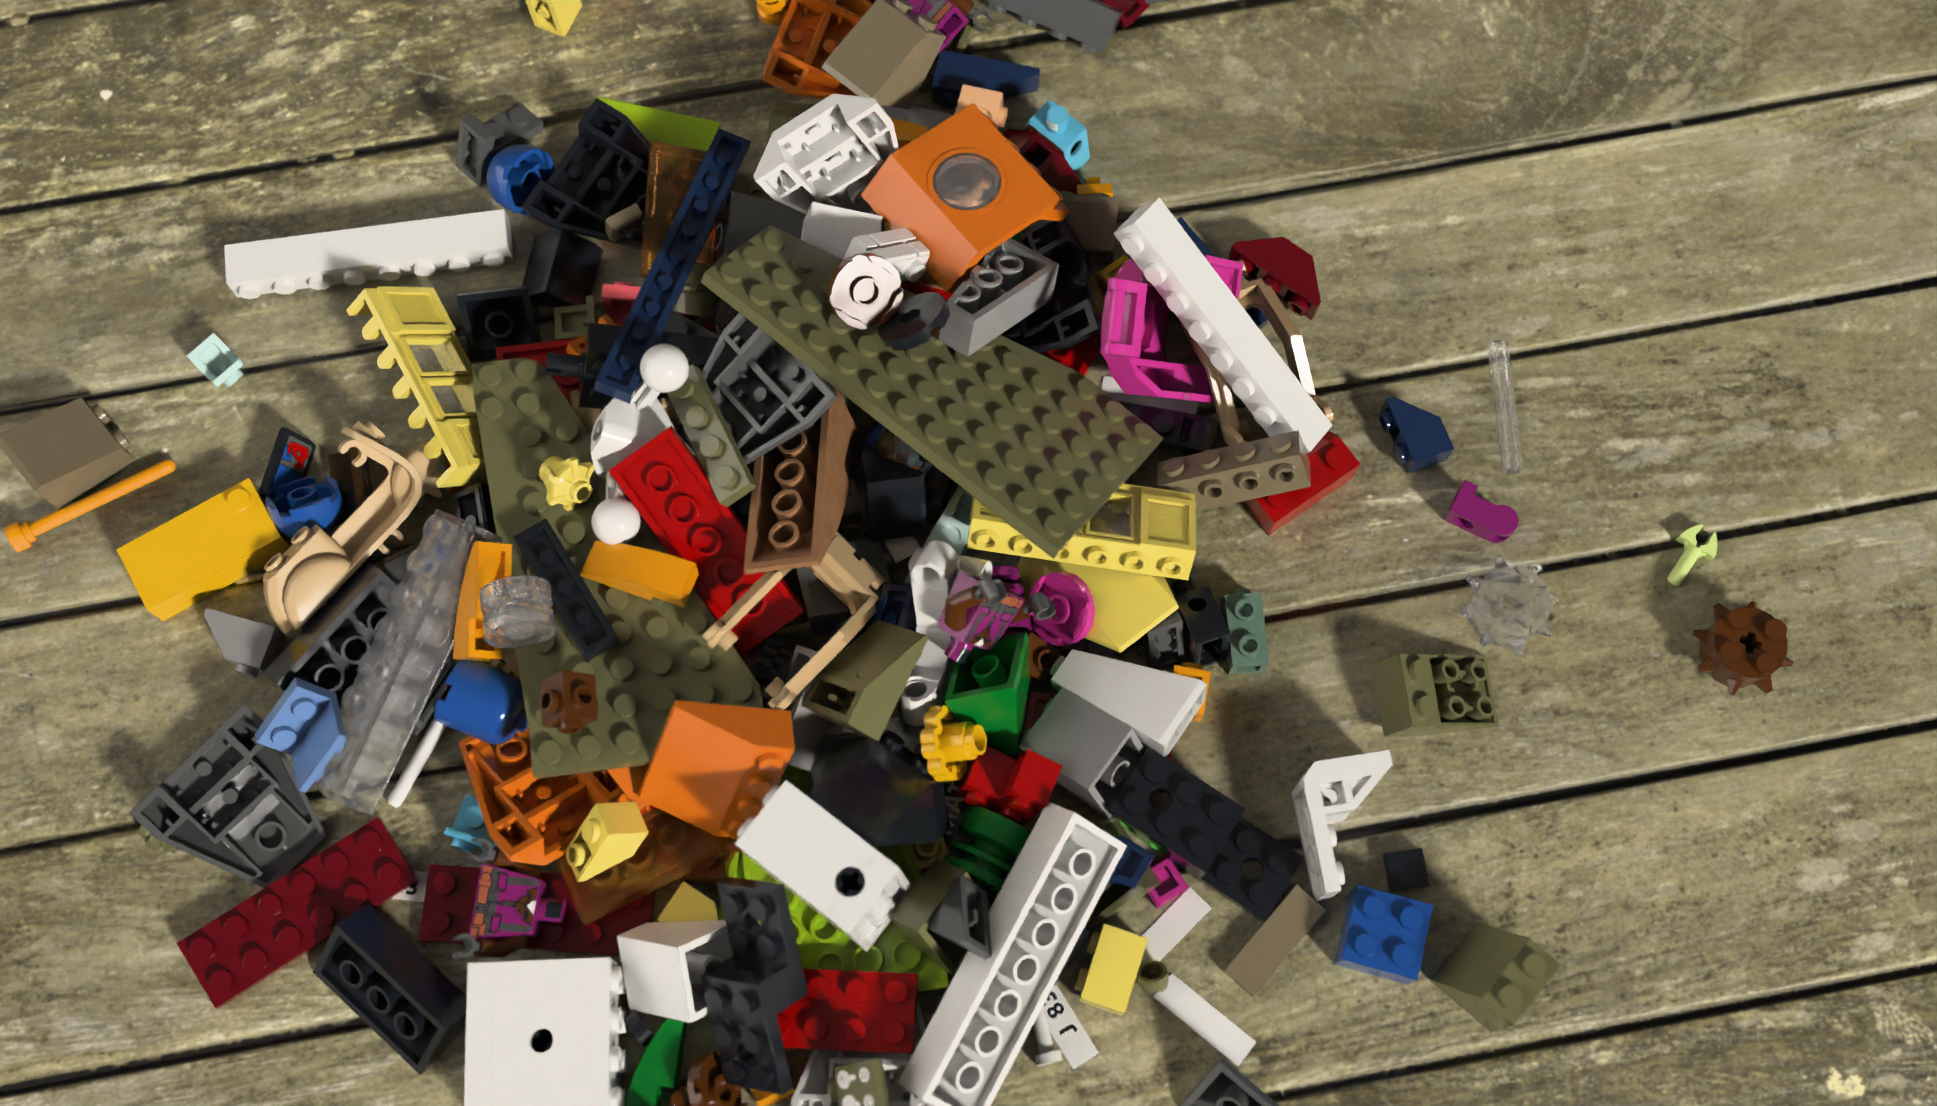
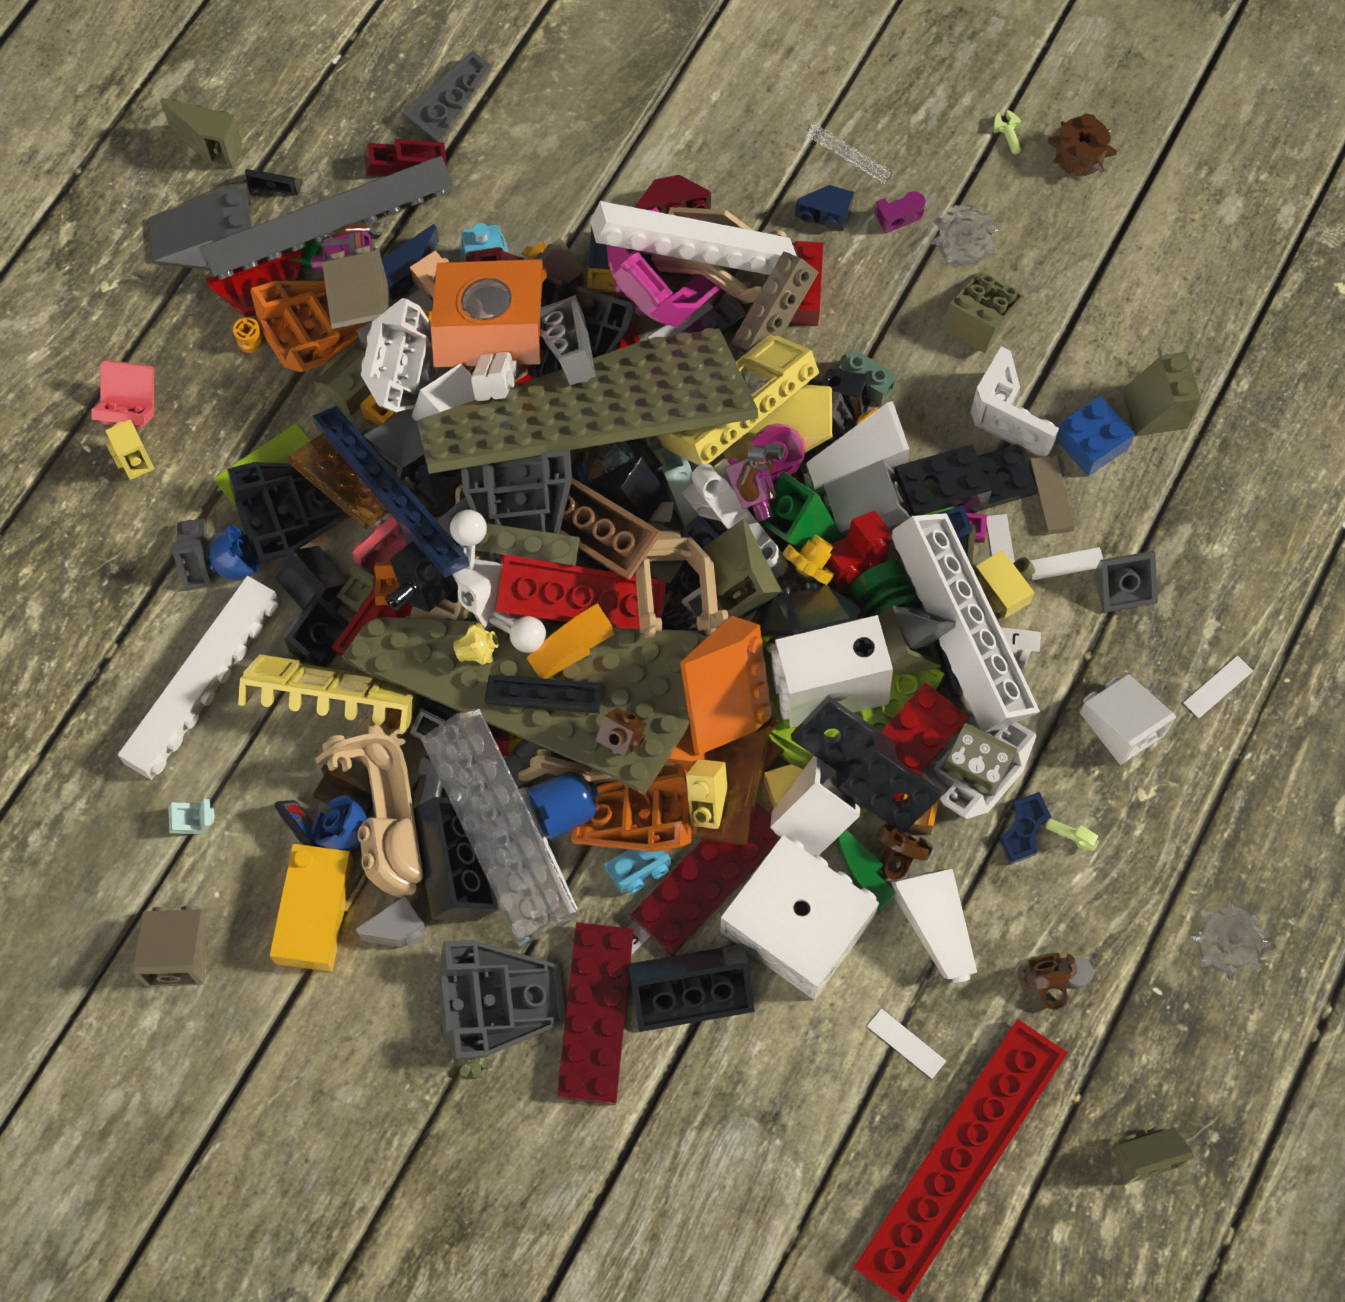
camera: 50 degrees left, 5 degrees down
(24, 534) = (199, 1015): light orange piece -> none
(307, 727) = (498, 914): medium blue bracket -> none
(485, 564) = (510, 748): light orange slope -> none
(507, 906) = (697, 877): torso -> none
(517, 611) = (541, 722): clear wheel -> none
(623, 222) = (325, 511): dark tan tile -> none
(640, 1027) = (835, 861): black tile -> none
(865, 290) = (514, 391): tile -> none
(914, 321) = (553, 368): black tile -> none
(1405, 870) = (1066, 400): black tile -> none

